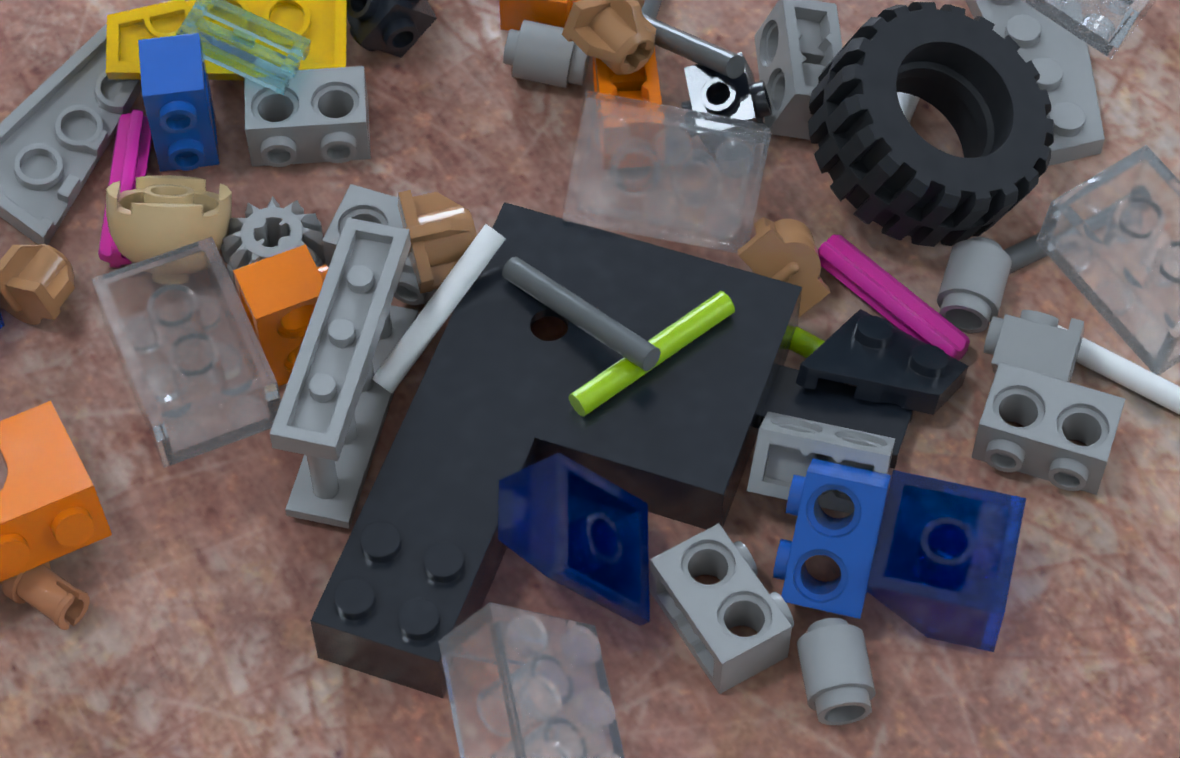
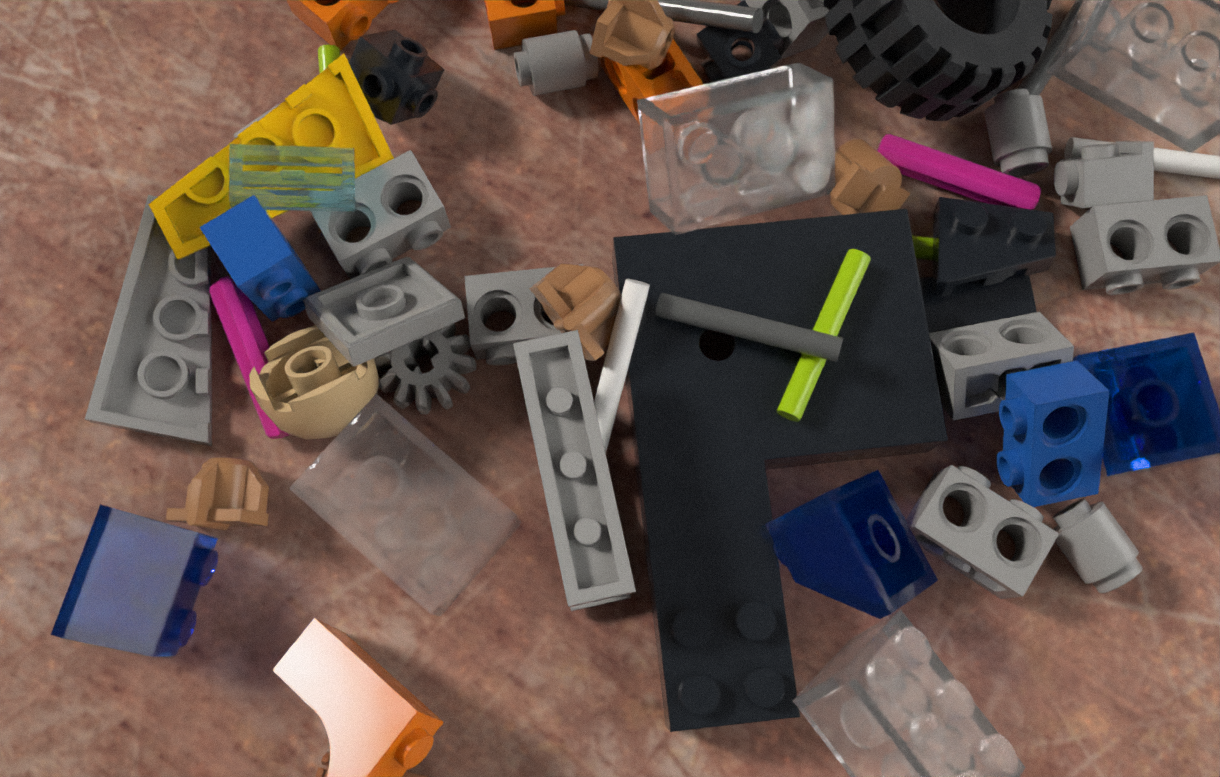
camera: 30 degrees left, 20 degrees up
(261, 180) = (382, 310): none -> light grey tile
(280, 302) = (484, 430): orange brick -> none

